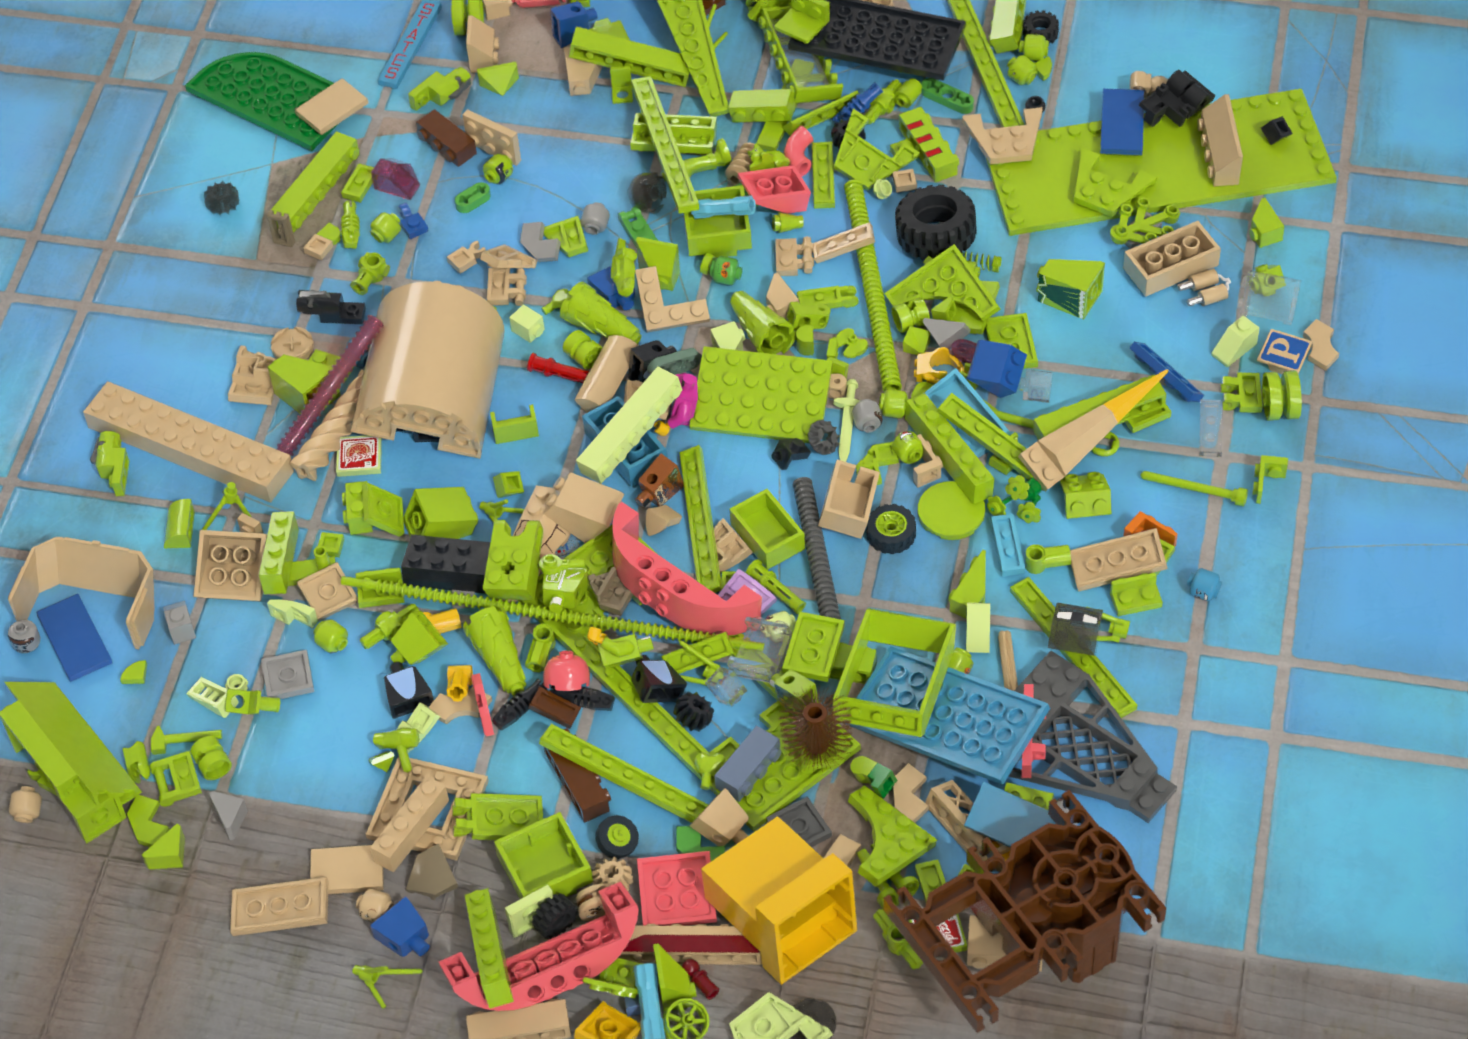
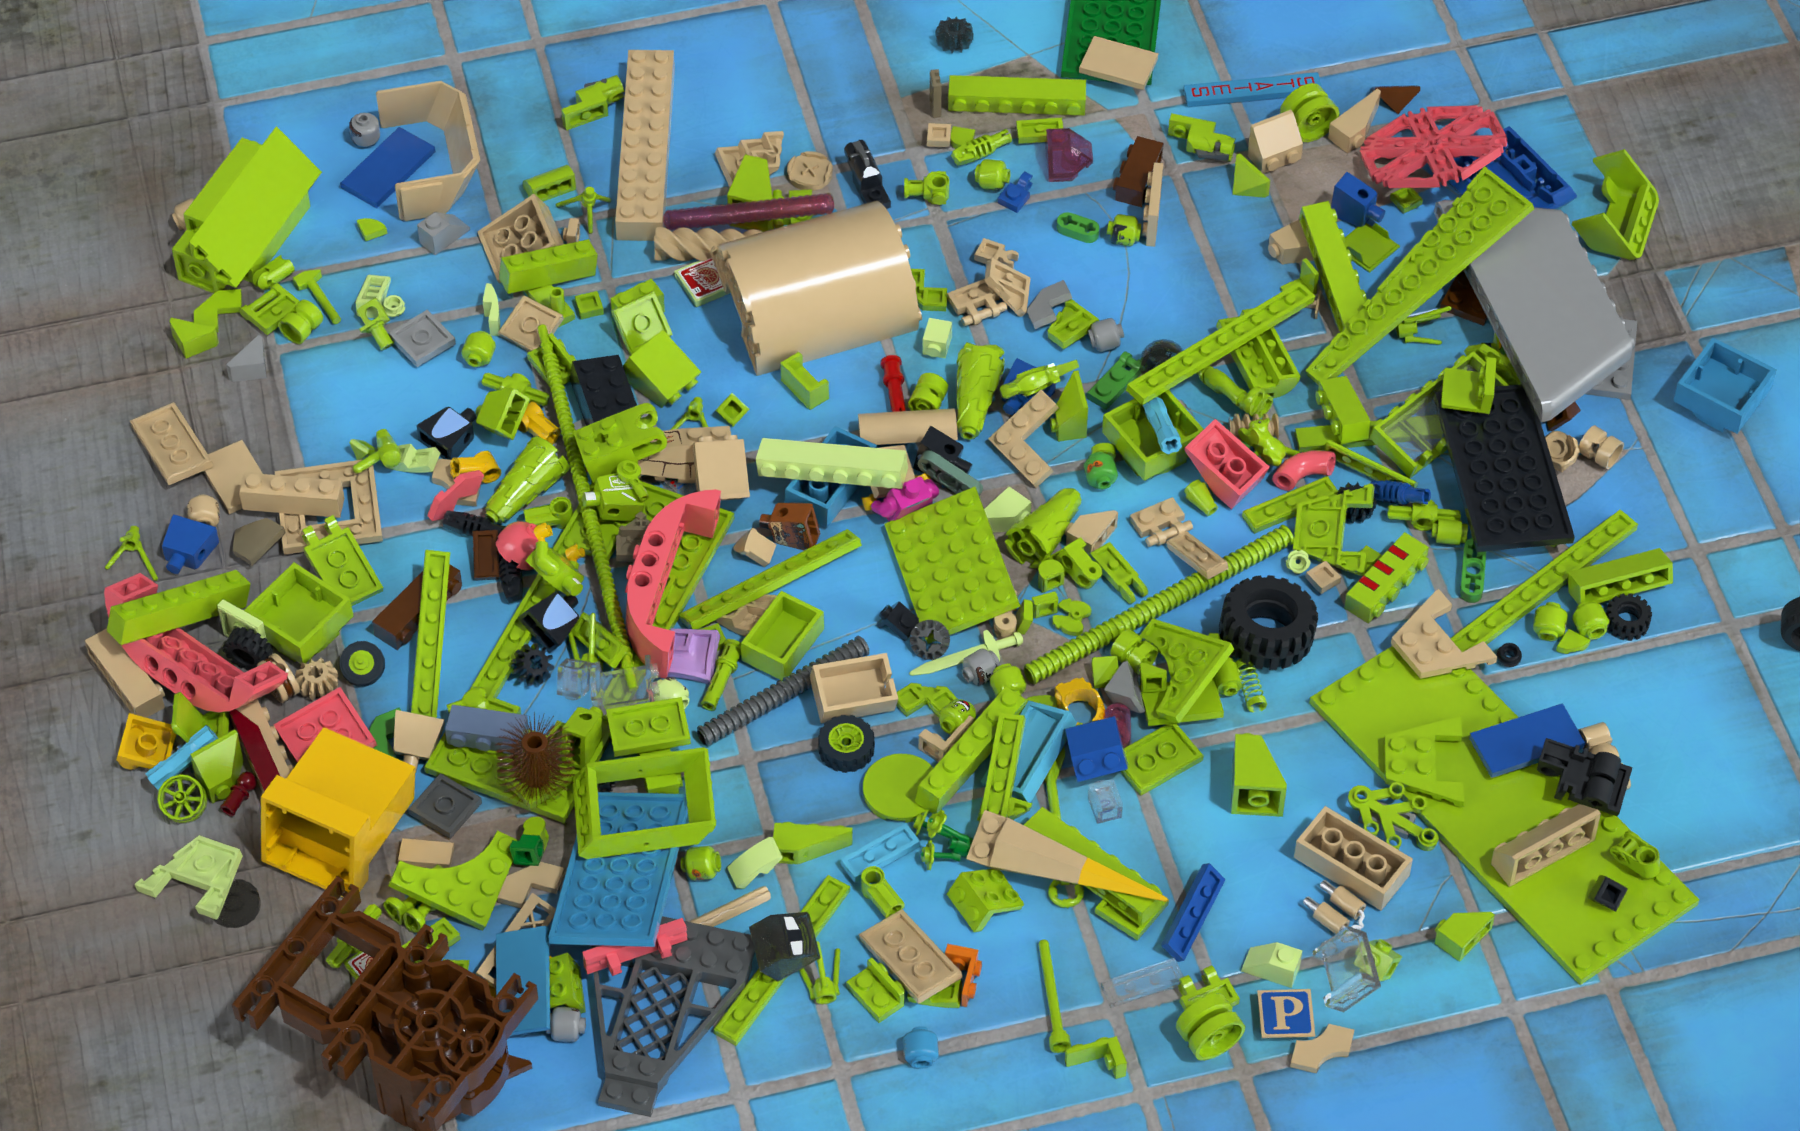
camera: 60 degrees right, 0 degrees up
(1252, 100) = (1634, 851): none -> lime piece

